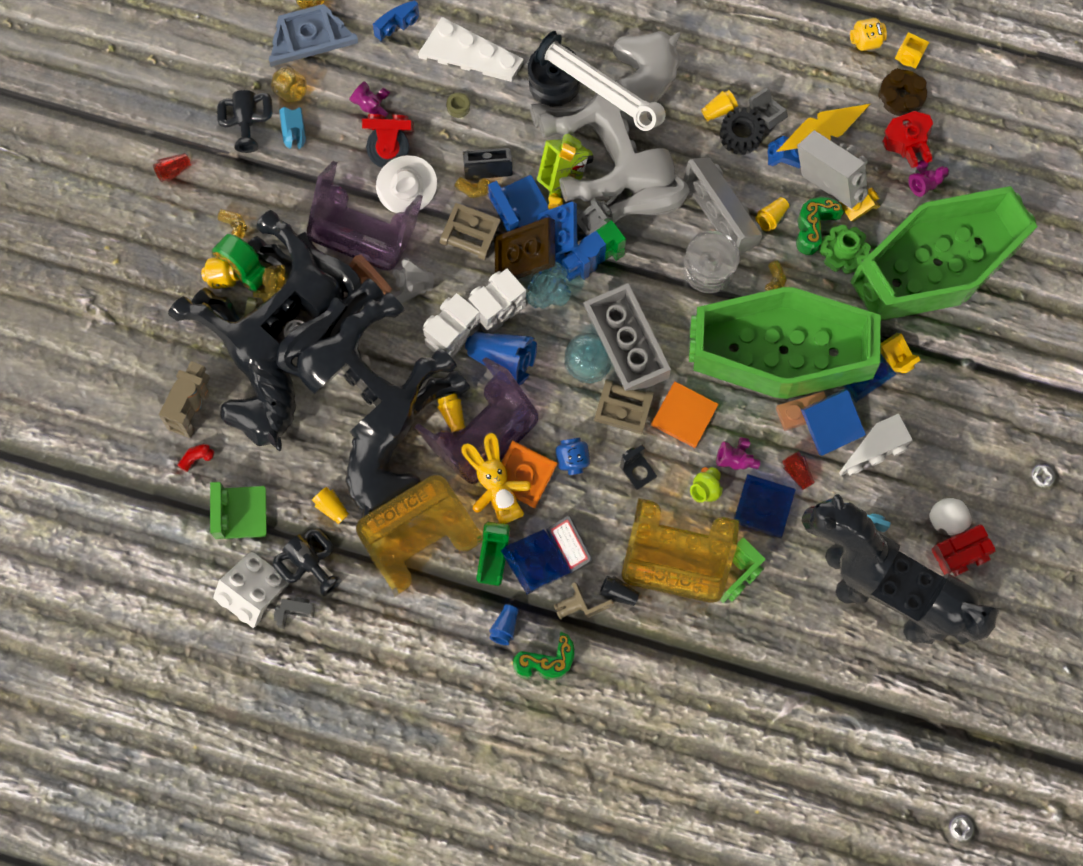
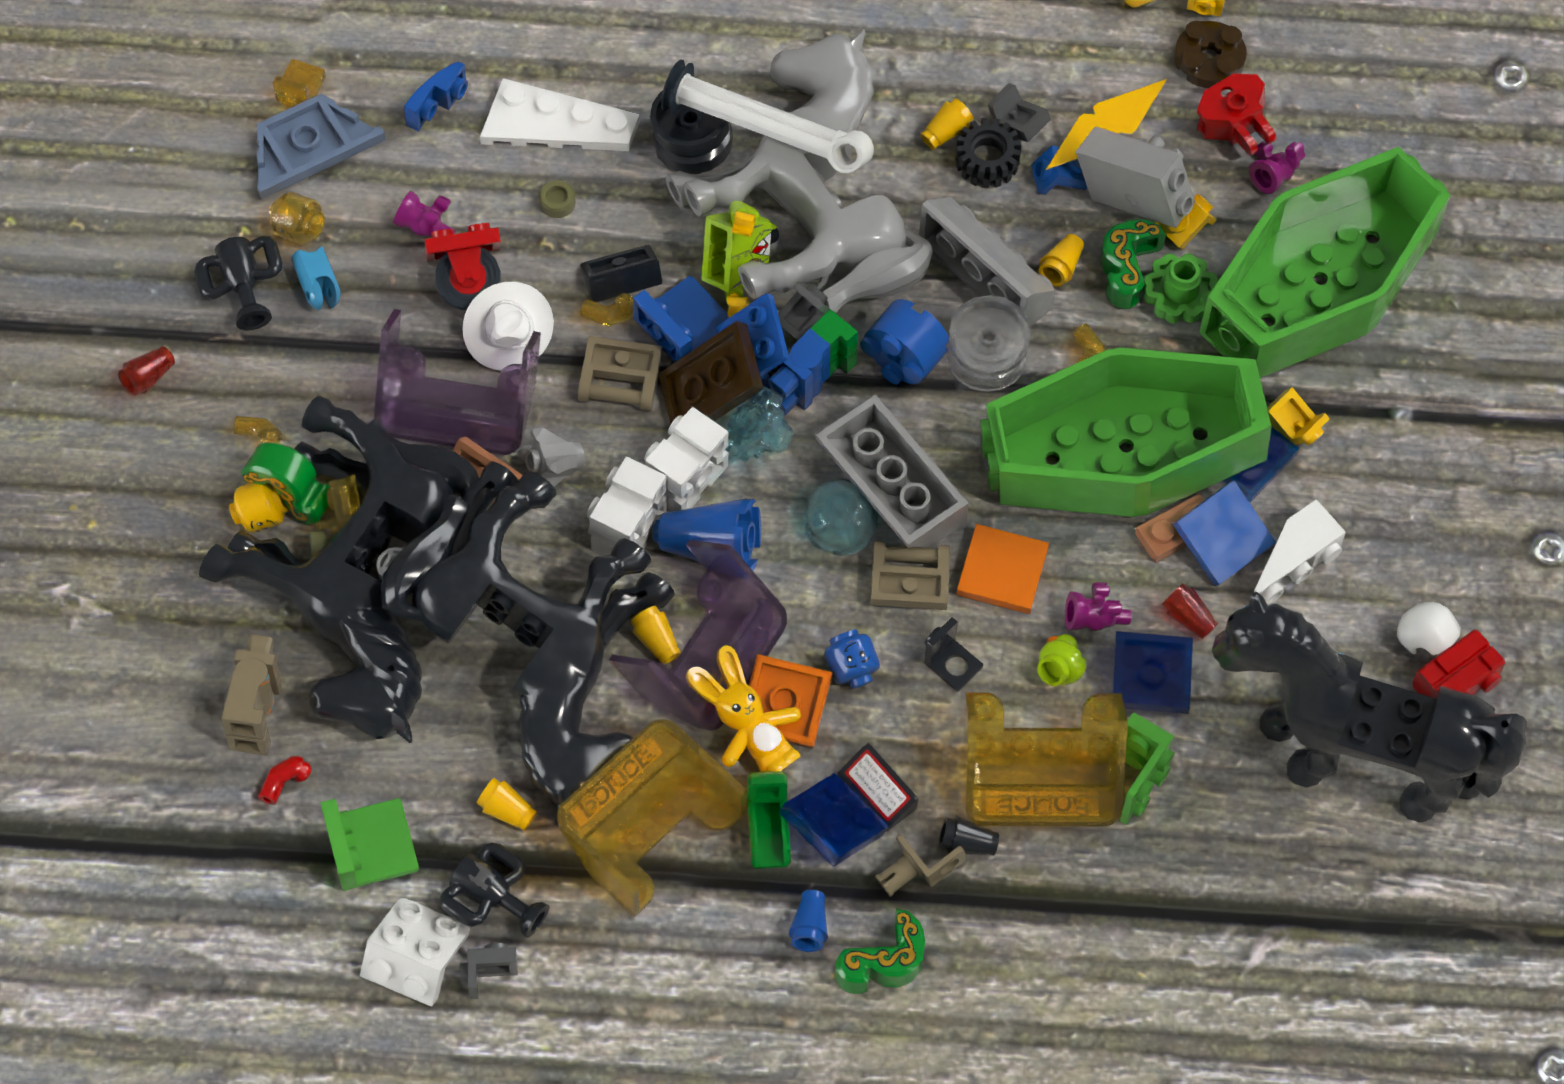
camera: 10 degrees left, 10 degrees down
(657, 251) = (905, 343): none -> blue brick

